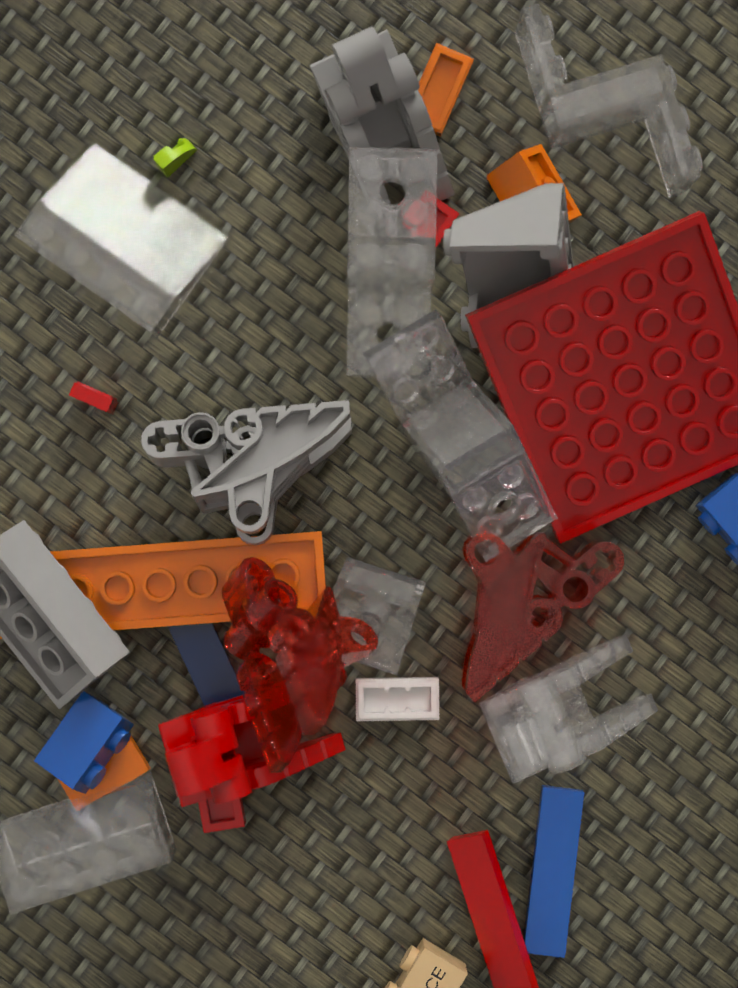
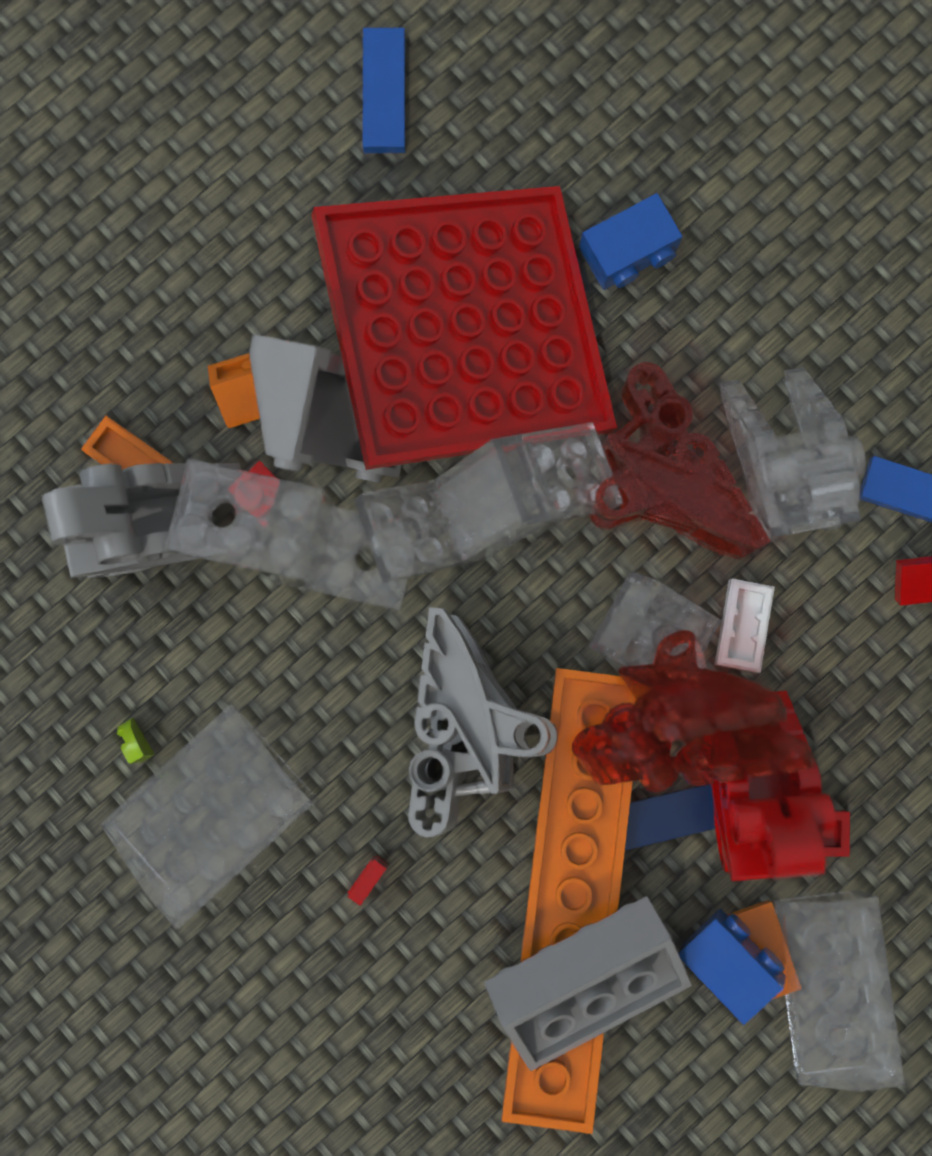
camera: 70 degrees left, 5 degrees down
(608, 102) = (179, 287): clear bracket -> none

